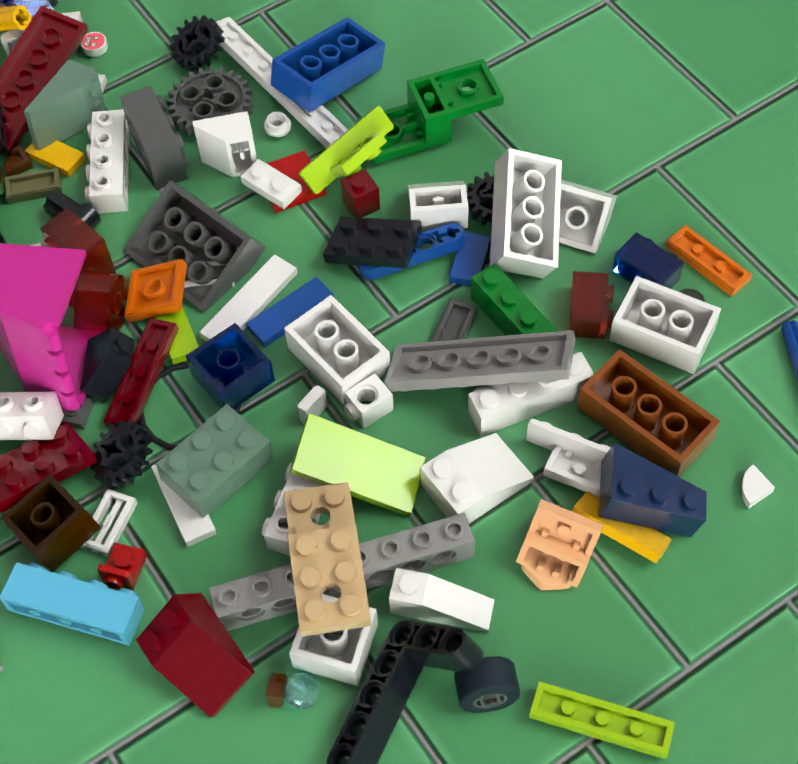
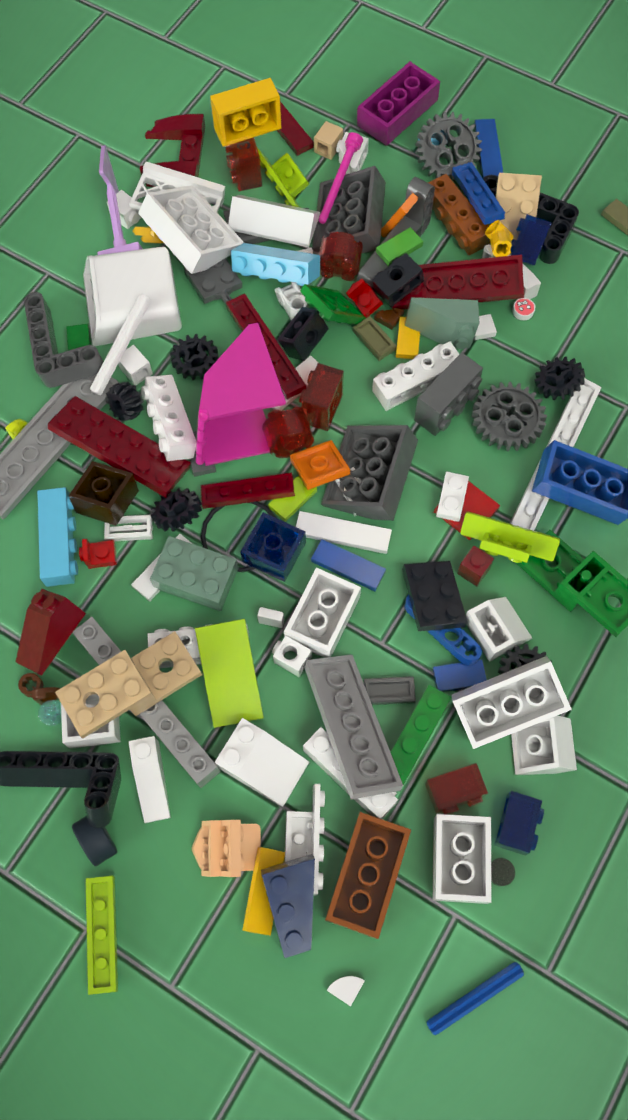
camera: 65 degrees right, 10 degrees up
(58, 202) = (358, 379): black piece -> none
(106, 363) = (241, 463): black slope -> none
(226, 143) = (472, 449): white slope -> none
(256, 715) = (25, 679): none -> reddish brown bush
(277, 124) = (517, 469): white plate -> none
(708, 260) = (554, 873): orange tile -> none

